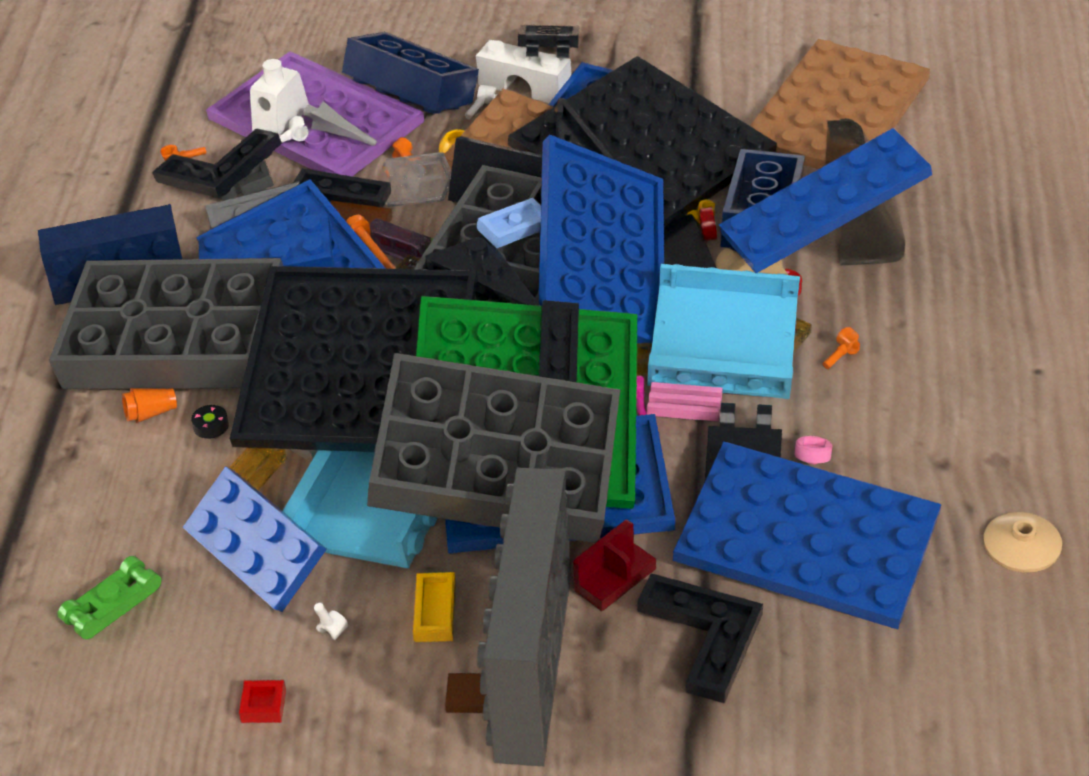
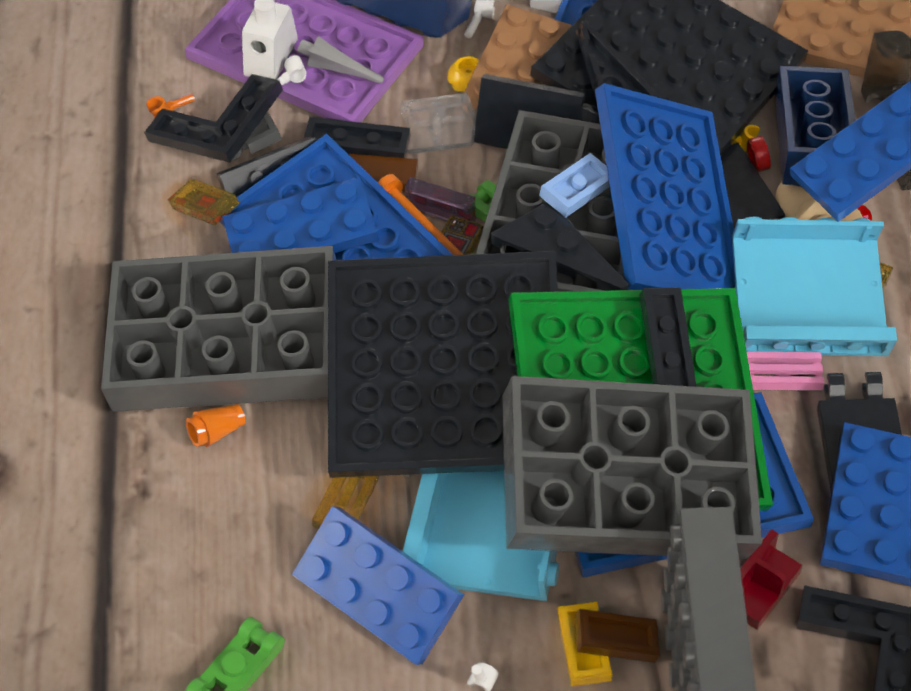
camera: 10 degrees left, 10 degrees up
(124, 236) = (146, 229): dark blue brick -> none
(192, 227) = (203, 201): none -> clear yellow tile
(210, 421) = (286, 439): black tile -> none
(402, 148) = (409, 85): orange hand -> none
(456, 598) = (617, 635): none -> reddish brown tile

